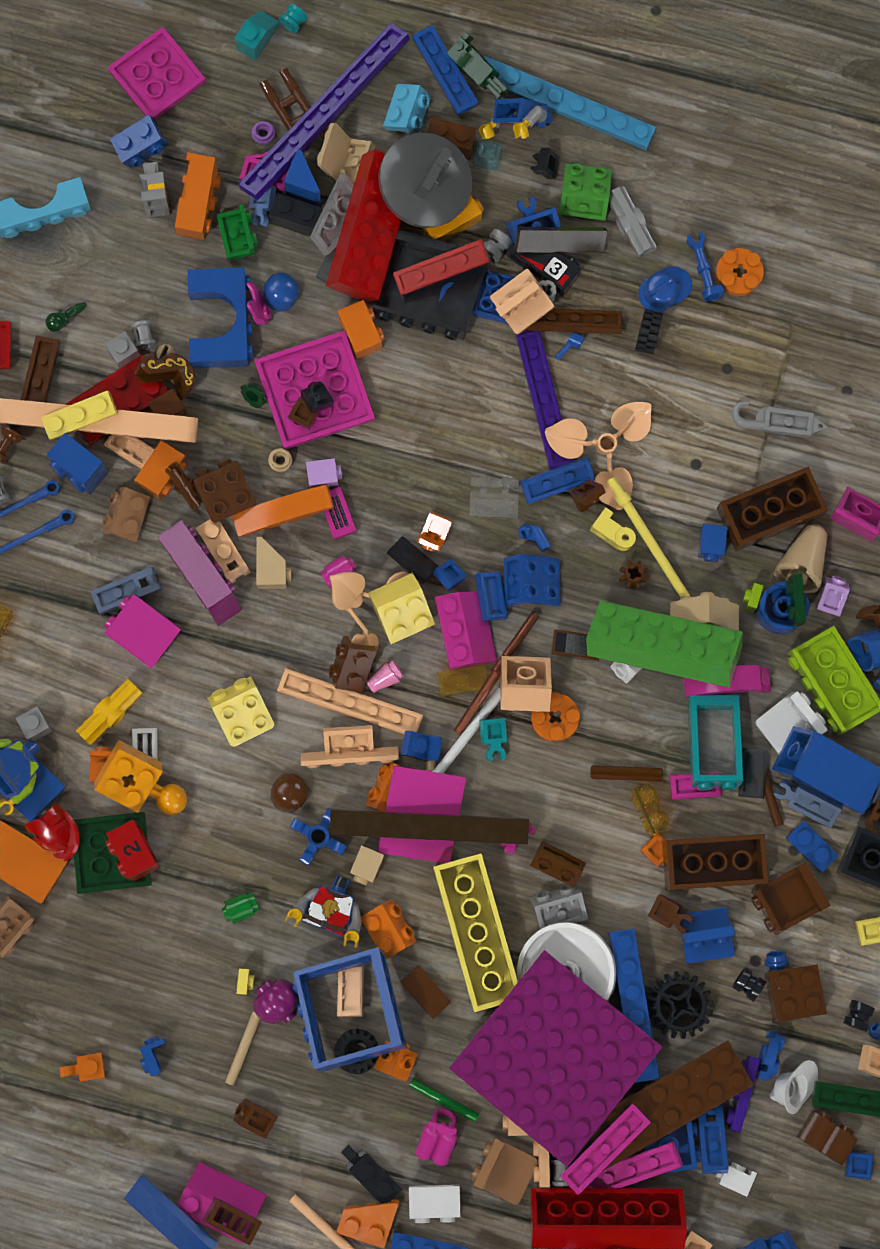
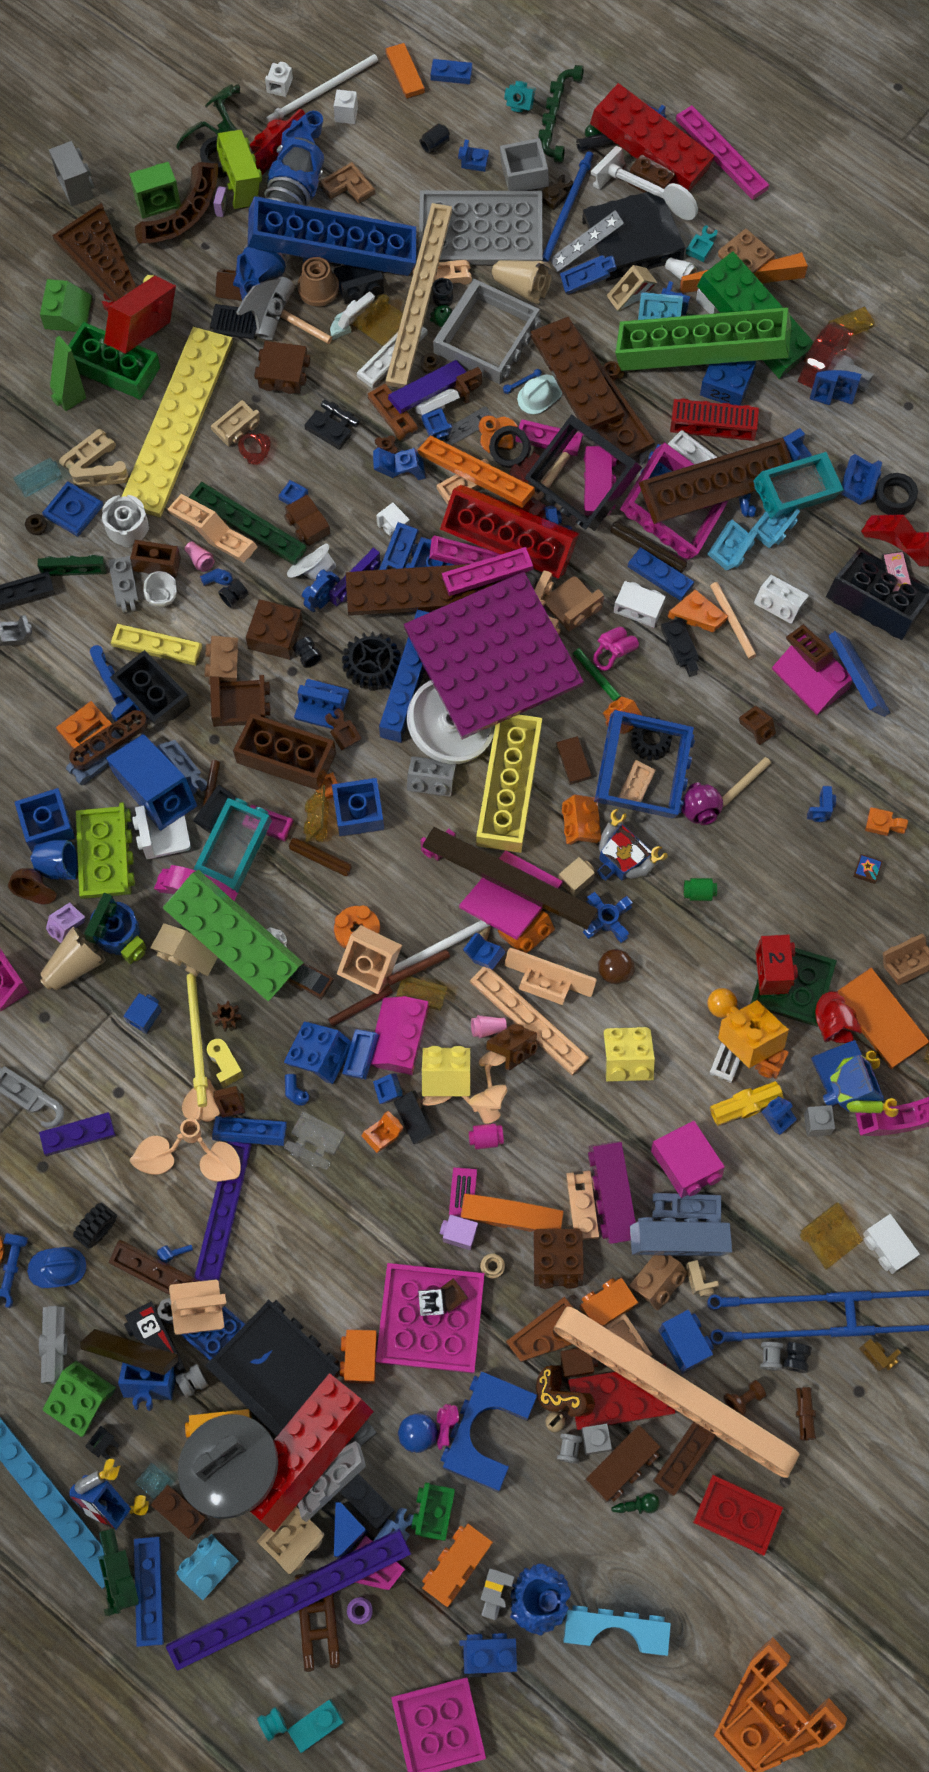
camera: 150 degrees left, 10 degrees down
(74, 713) = (779, 1115): none -> blue bracket
(79, 415) = (665, 1381): light yellow plate -> none
(83, 1009) = (867, 869): none -> tile
(89, 341) = (623, 1464): none -> reddish brown brick
(92, 531) = (696, 1277): none -> tan bracket
(114, 200) = (539, 1599): none -> blue hair
(118, 553) = (680, 1238): none -> sand blue brick
(184, 485) = (593, 1277): reddish brown pin -> none
(212, 416) = (539, 1335): none -> dark orange wing
(245, 981) = (721, 829): light yellow plate -> none
(254, 394) = (488, 1339): dark green animal -> none
(271, 567) = (545, 1167): tan slope -> none
(441, 267) = (255, 1375): red tile -> none
(493, 733) = (418, 936): teal plate -> none
(558, 864) = (415, 807): reddish brown bracket -> none
(613, 836) = (358, 807): none -> blue brick
(711, 409) = (77, 1134): none -> dark purple plate
(772, 509) = (75, 1015): reddish brown brick -> none
(776, 960) = (275, 660): blue plate -> none
(811, 846) = (198, 734): blue plate -> none
(829, 934) = (222, 658): none -> medium nougat bracket

